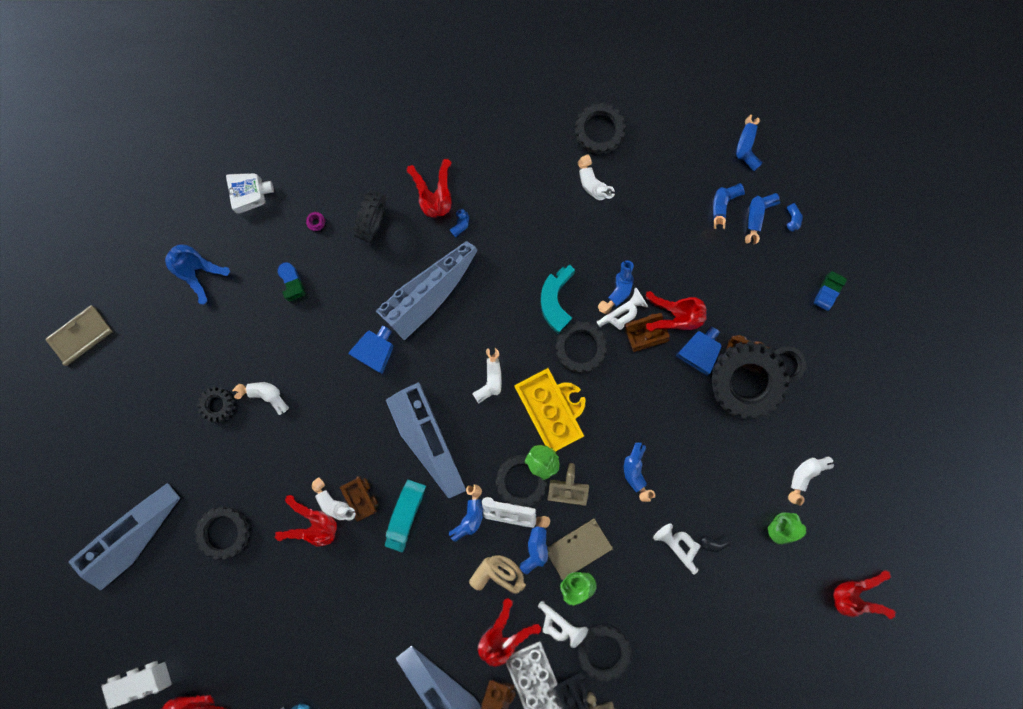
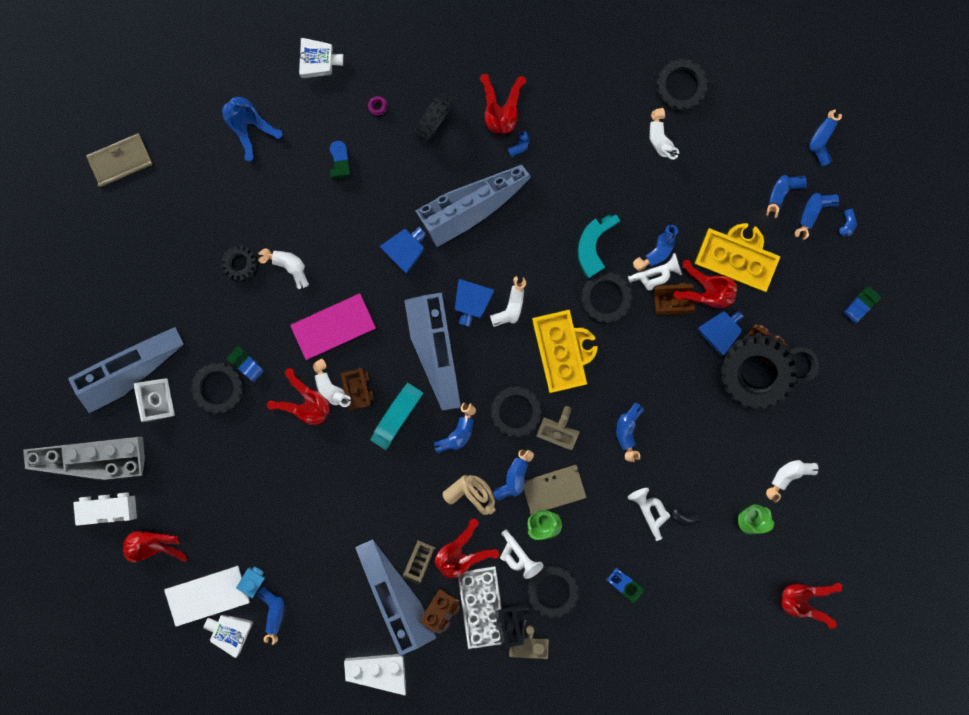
camera: 10 degrees right, 5 degrees up
(111, 637) = (92, 460): none -> light grey wedge
(160, 561) = (154, 400): none -> white slope
(243, 501) = (245, 363): none -> leg
(321, 443) = (333, 326): none -> dark pink tile
(451, 383) = (471, 301): none -> blue torso
(457, 674) = (417, 580): none -> dark tan slope
(508, 513) = (496, 438): white plate -> none
(542, 461) = (541, 398): bright green hair -> none
(675, 627) = (625, 585): none -> leg
(698, 276) = (738, 257): none -> yellow plate

